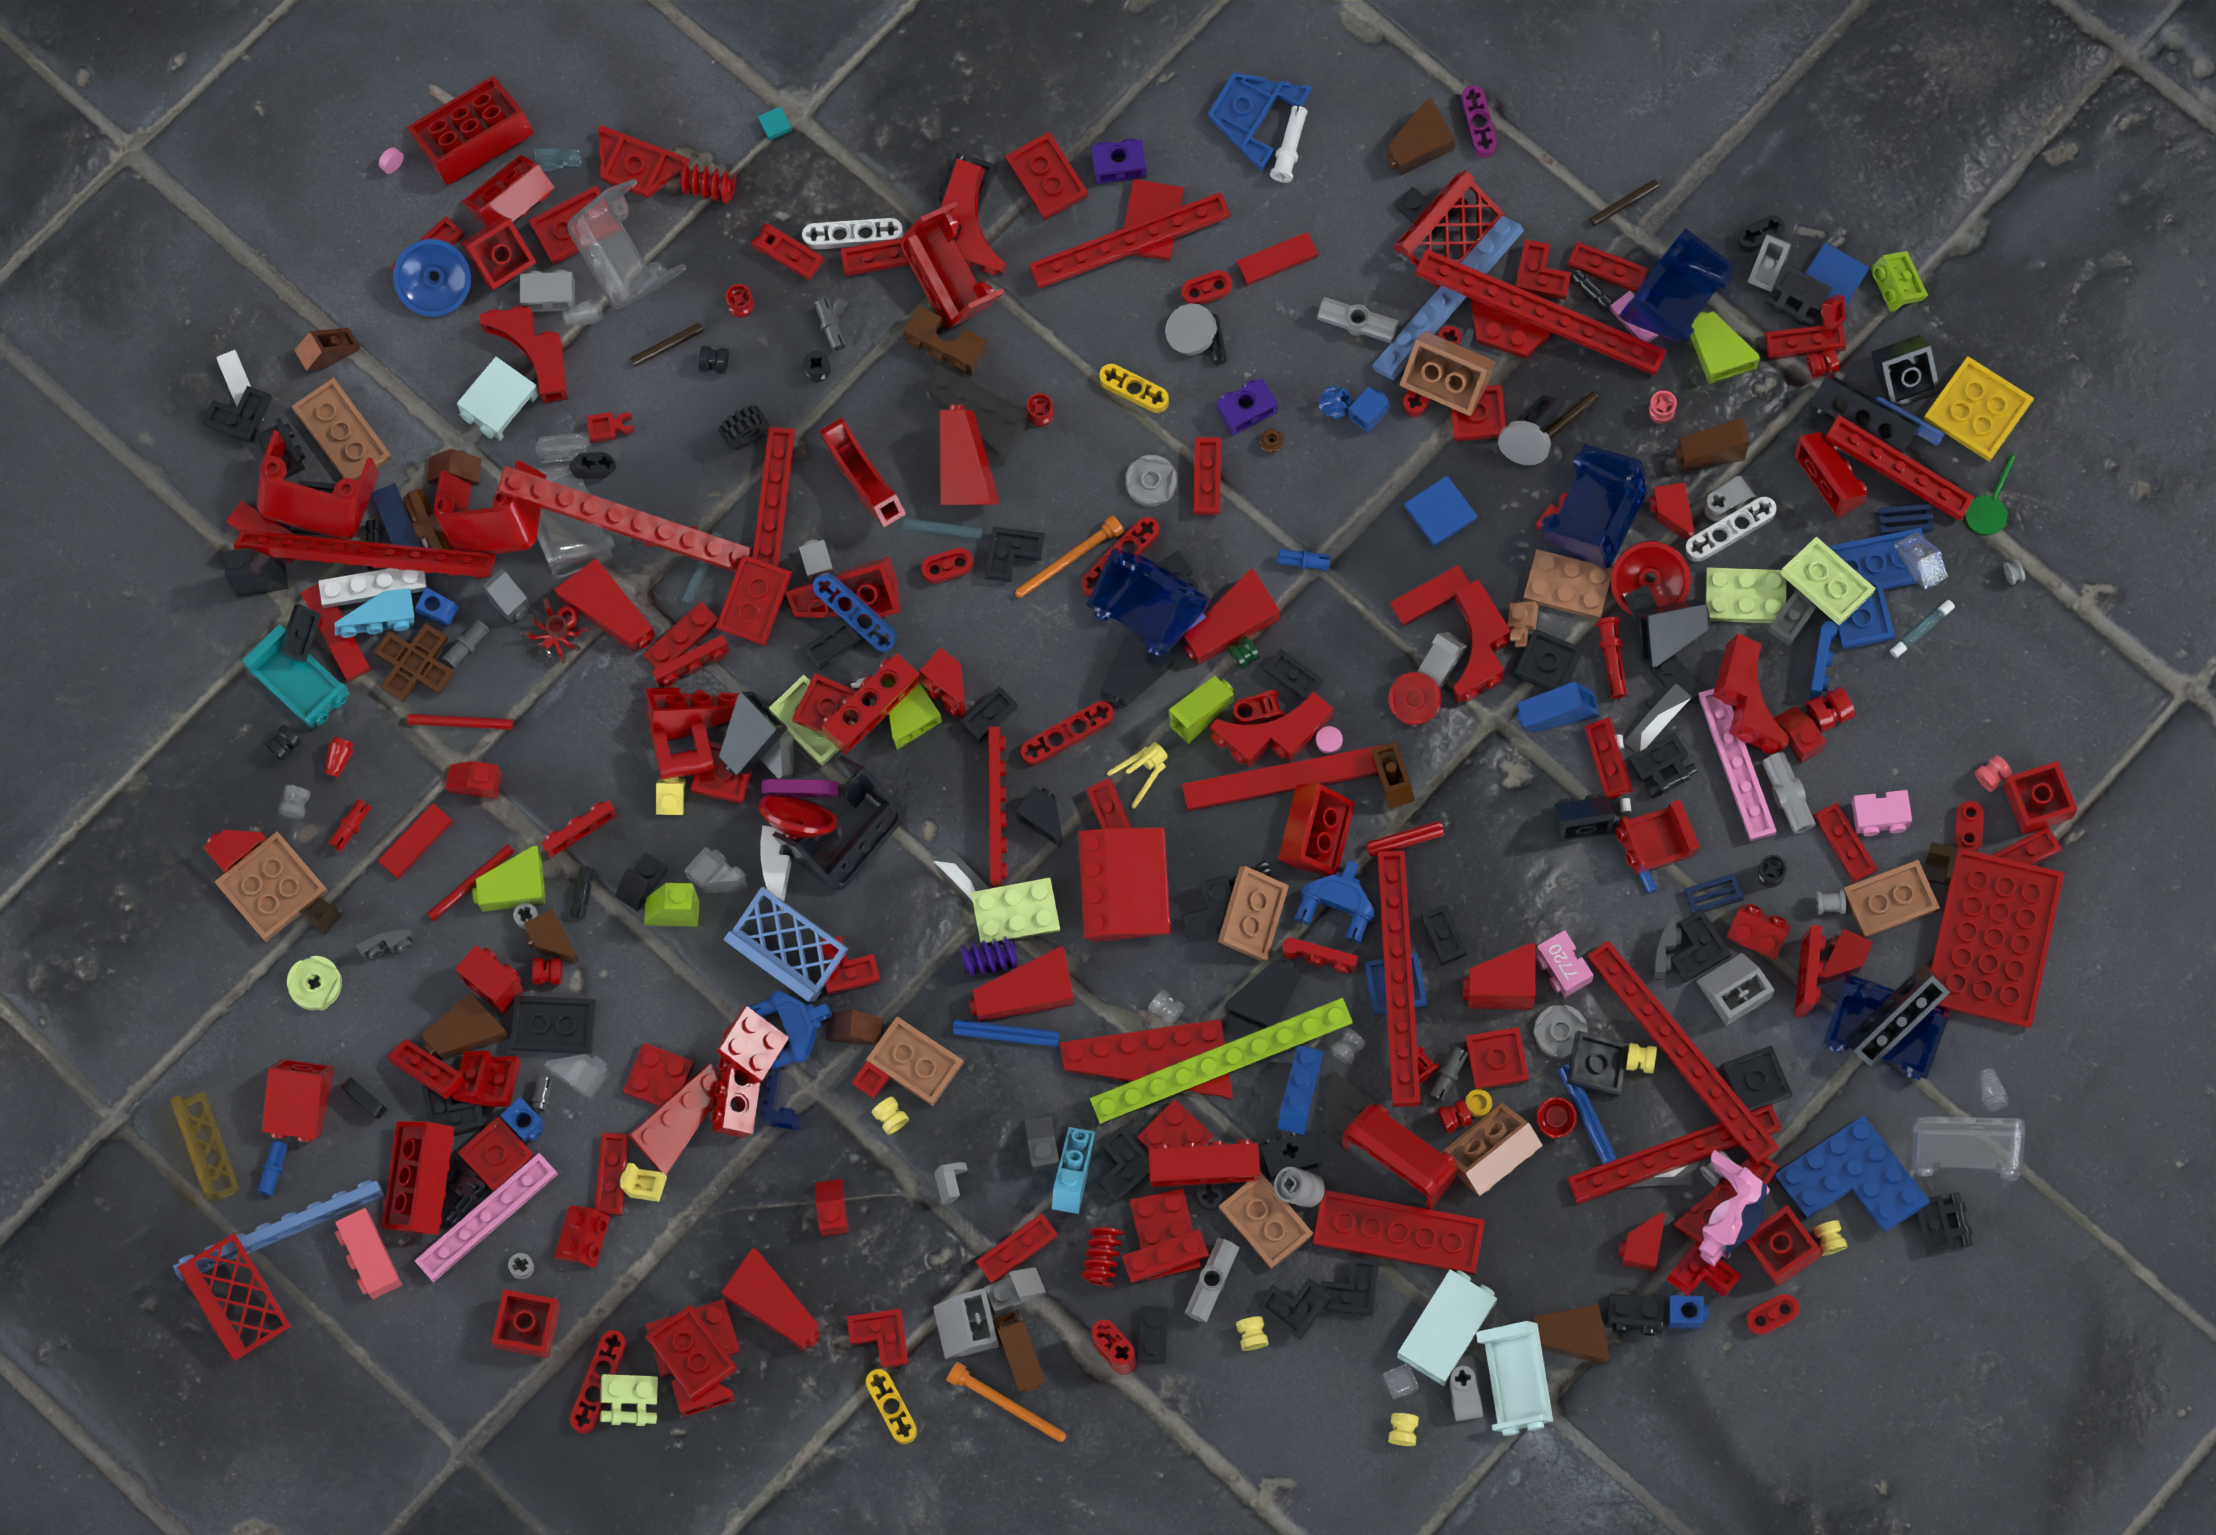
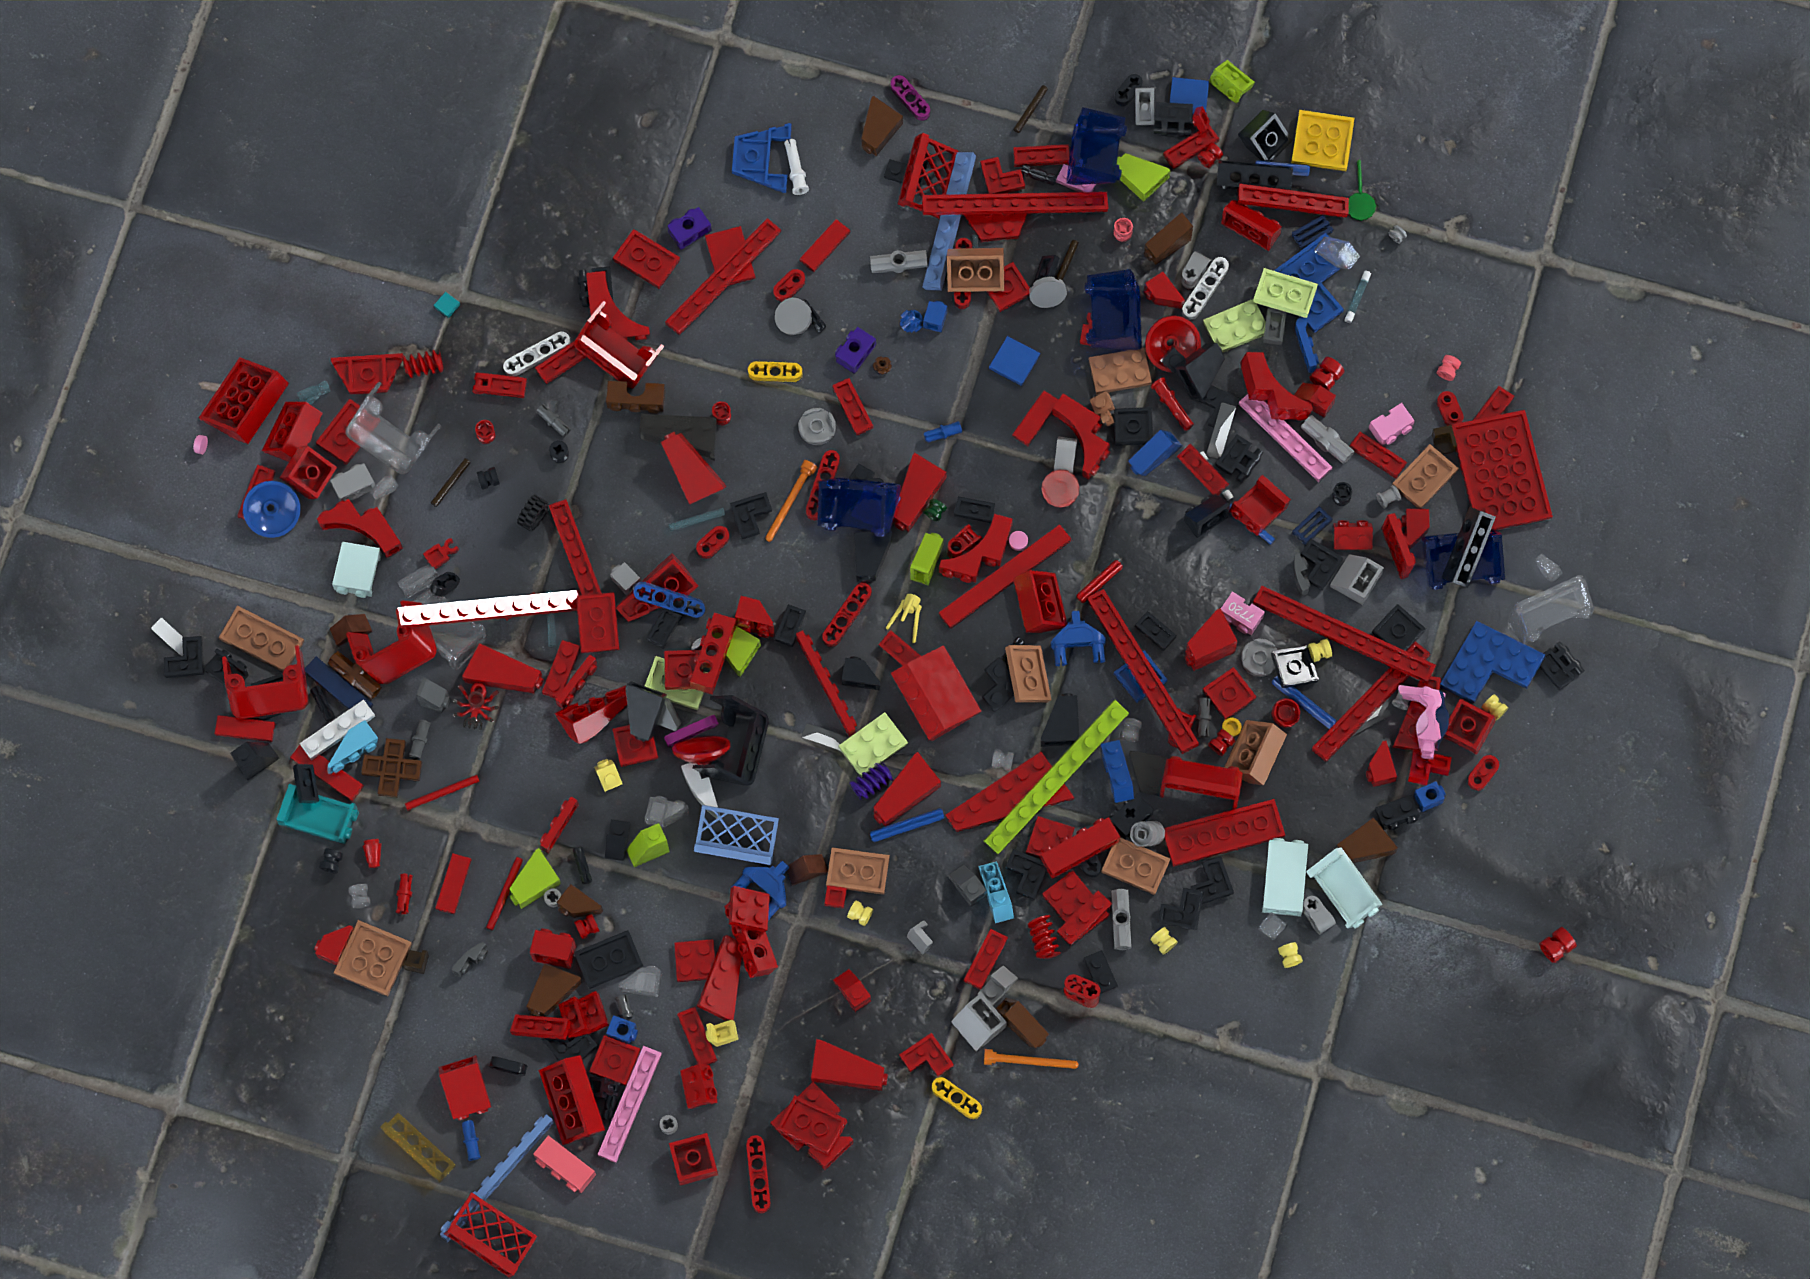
camera: 30 degrees left, 0 degrees up
(308, 969) = (427, 999): yellowish green plate -> none
(326, 347) = (222, 588): copper slope -> none
(368, 553) = (324, 710): red plate -> none
(436, 608) = (387, 725): blue leg -> none
(474, 779) = (471, 825): red slope -> none
(628, 1390) = (782, 1169): yellowish green plate -> none
(685, 762) = (615, 744): red connector -> none
(784, 1117) = (792, 946): clear blue bracket -> none
(849, 973) = (786, 834): red plate -> none
(859, 471) = (634, 512): red arch -> none
(1319, 955) = (1083, 681): red plate -> none
(1393, 775) = (1072, 544): reddish brown slope -> none
(2040, 797) = (1486, 369): red brick -> none

